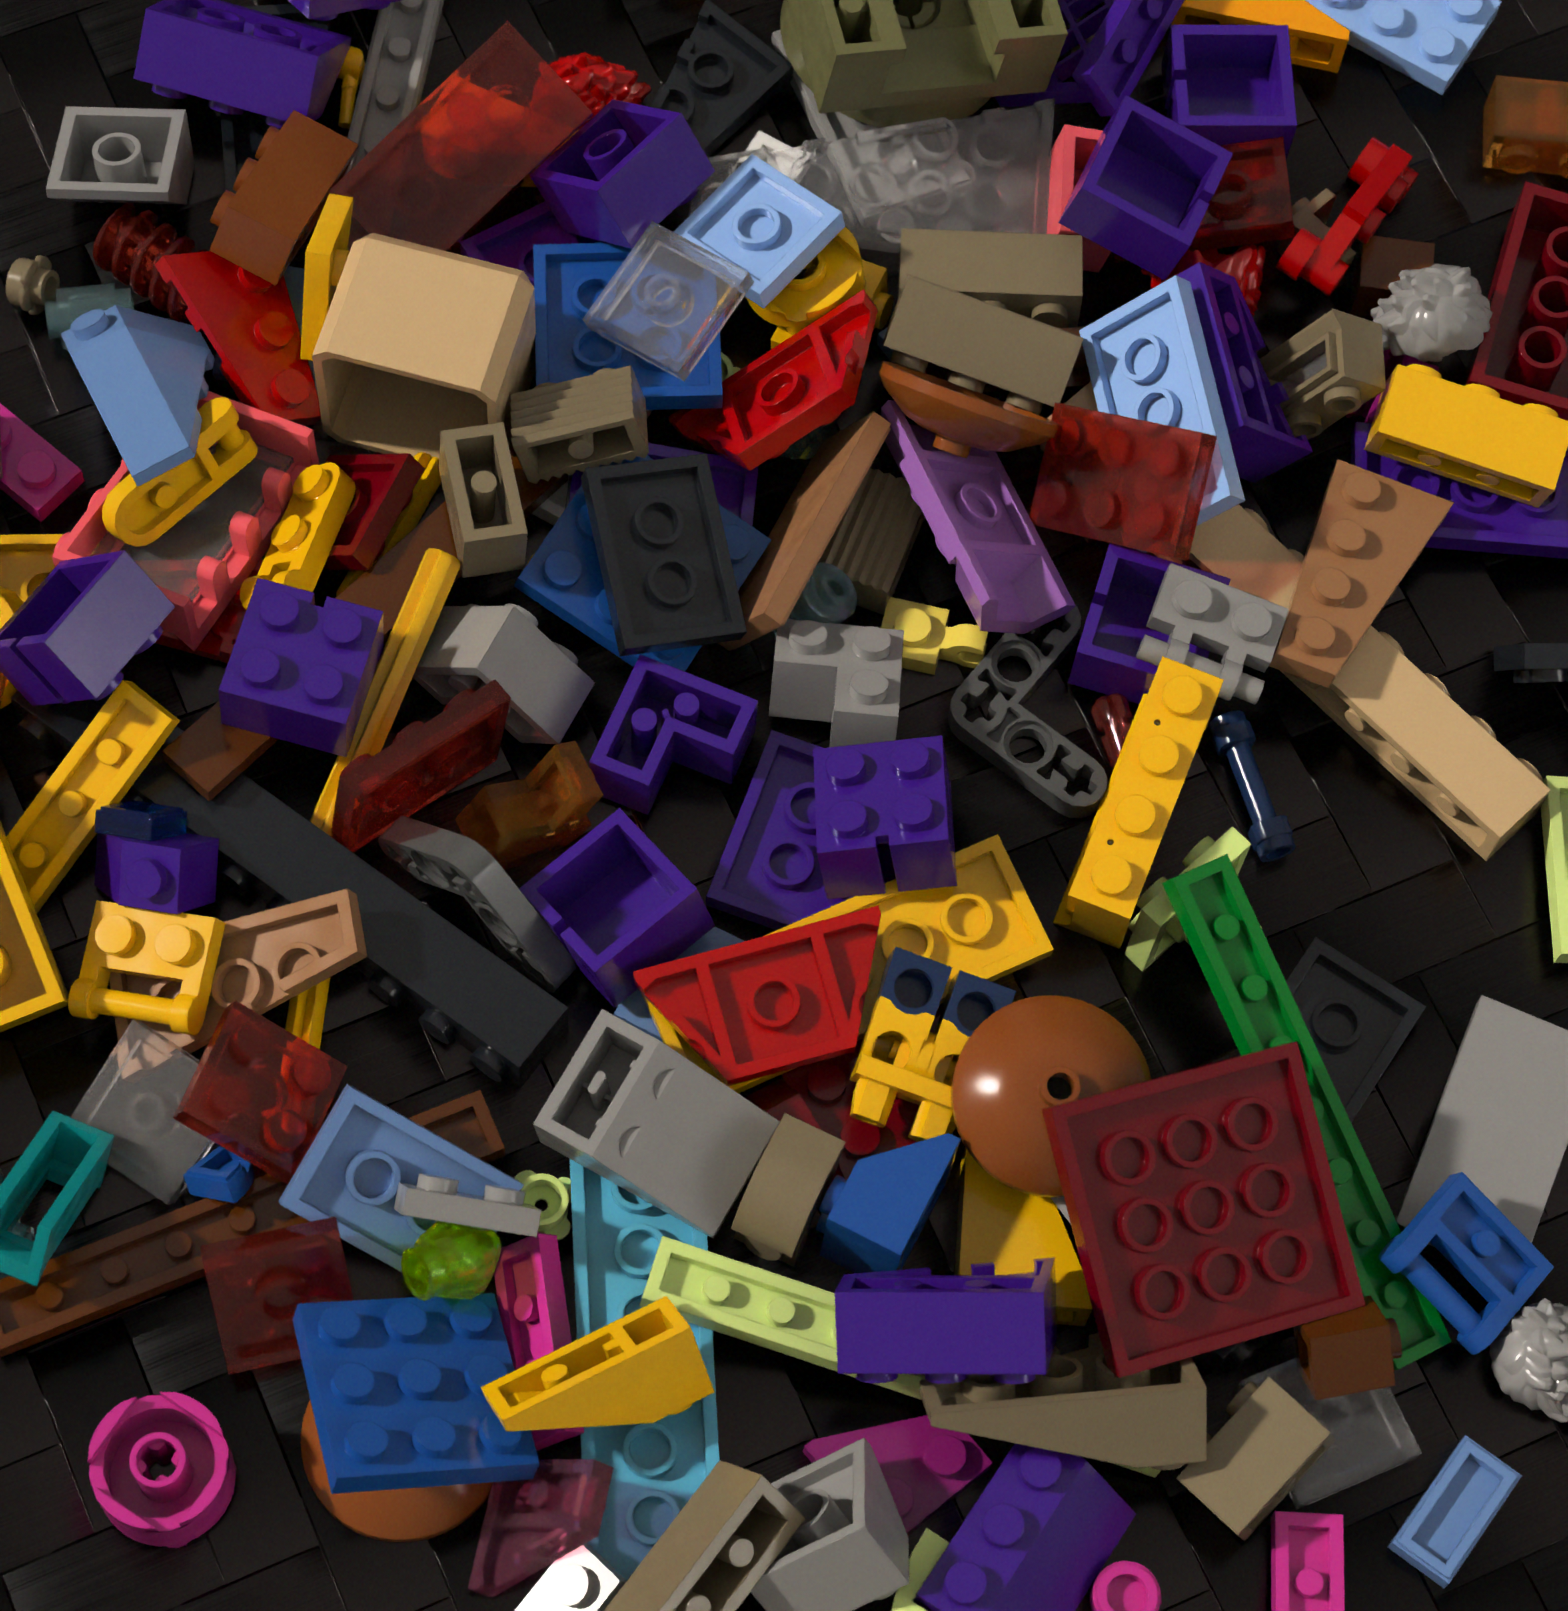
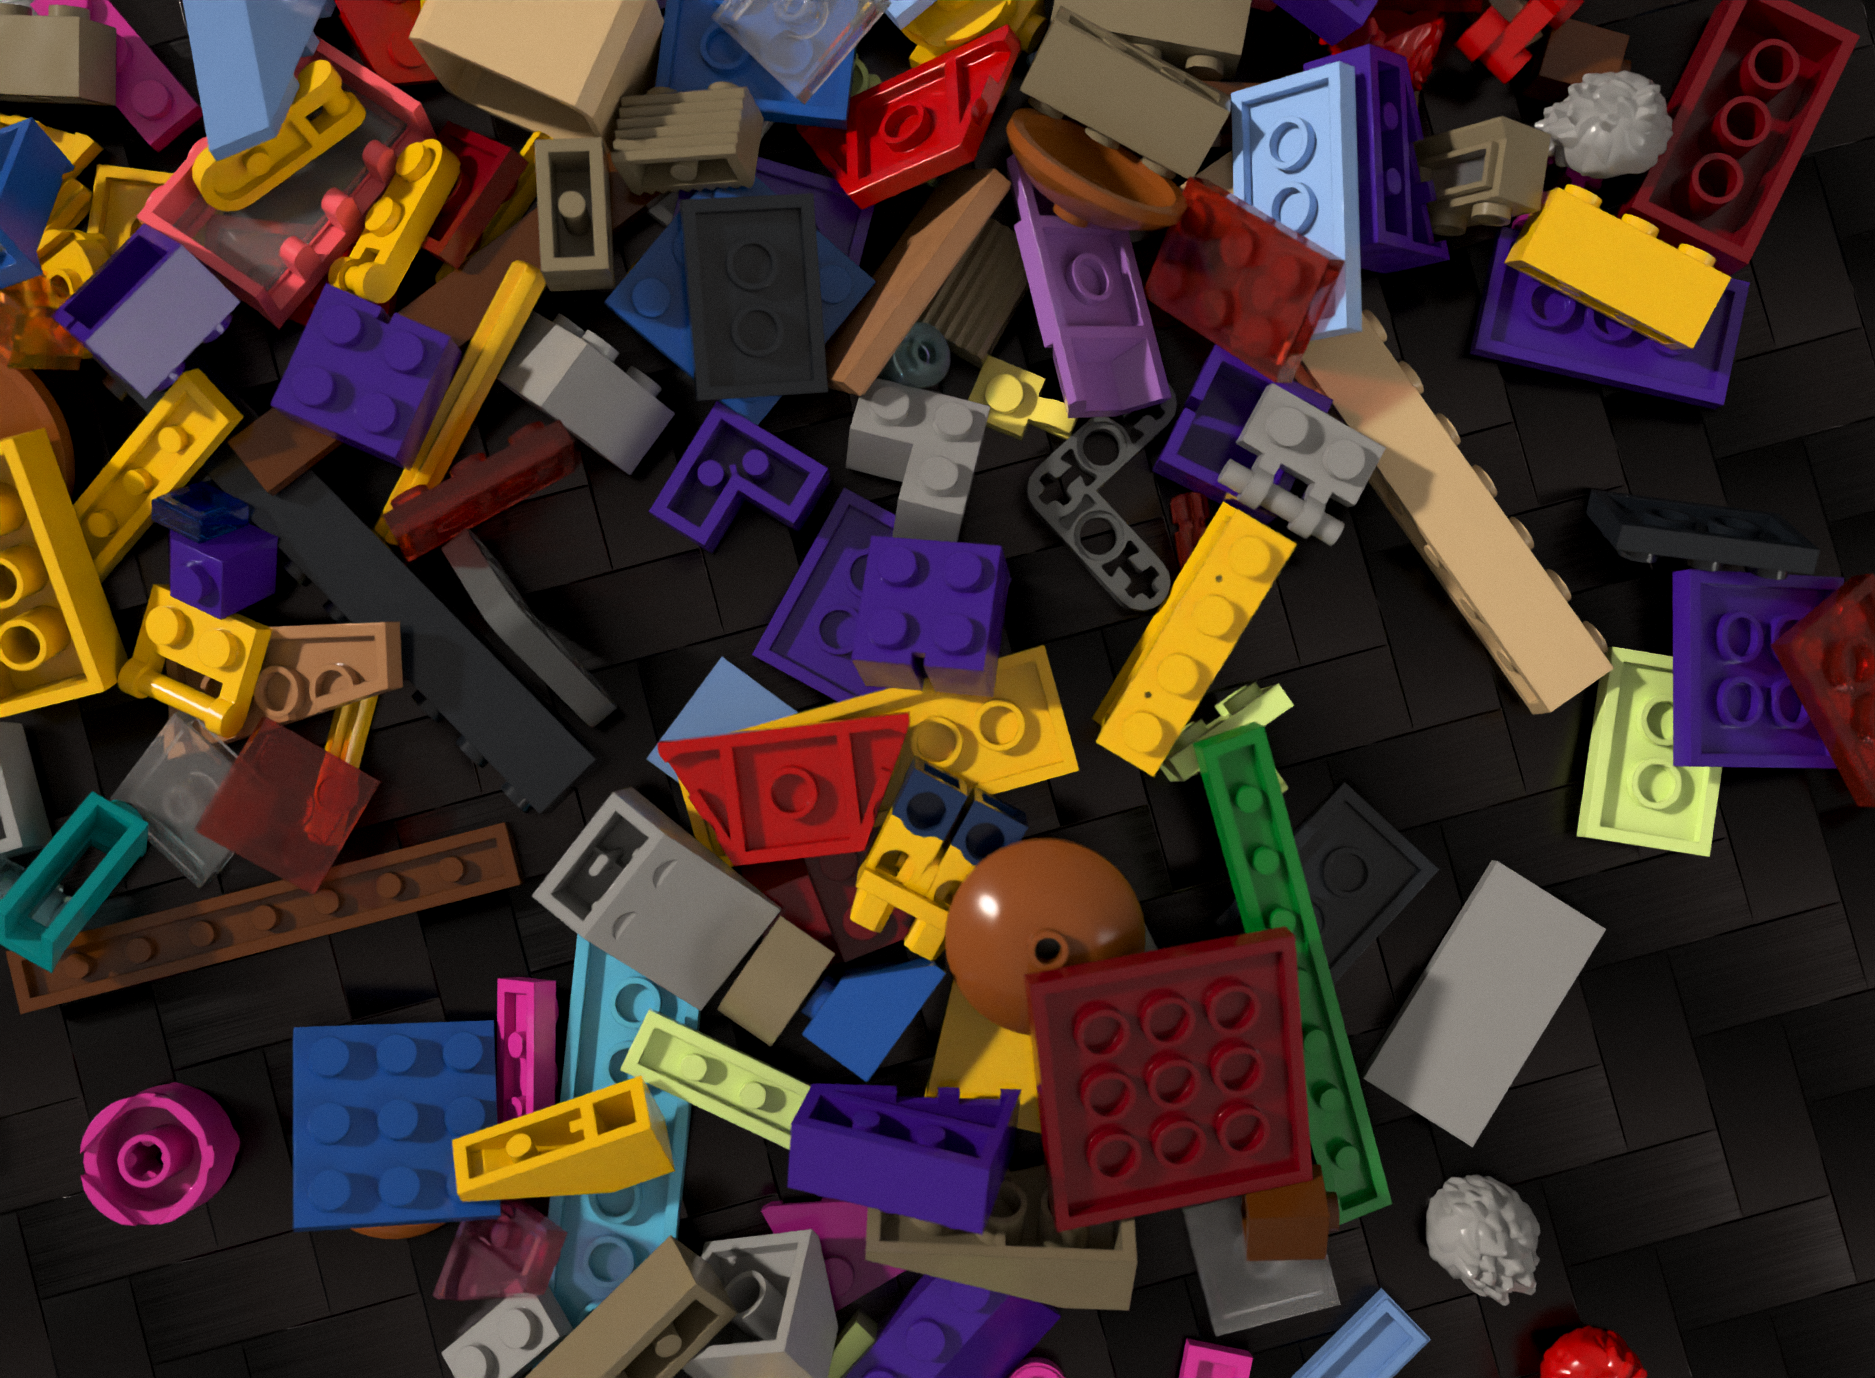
camera: 15 degrees right, 20 degrees up
(220, 1176) = (245, 880): blue tile -> none
(260, 1282) = (271, 994): clear red plate -> none
(357, 1171) = (409, 922): medium blue plate -> none
(451, 1261) = (448, 1002): clear neon green rock -> none
(496, 1210) = (465, 960): light grey plate -> none
(534, 814) = (590, 544): clear orange brick -> none
(555, 1193) = (534, 945): yellowish green plate -> none
(618, 905) = (662, 657): dark purple piece -> none
(1256, 1456) = (1183, 1297): dark tan brick -> none
(1269, 833) = (1323, 662): dark blue bar -> none
(1354, 561) = (1467, 392): medium nougat wing -> none
(1481, 1248) = (1437, 1128): blue plate -> none

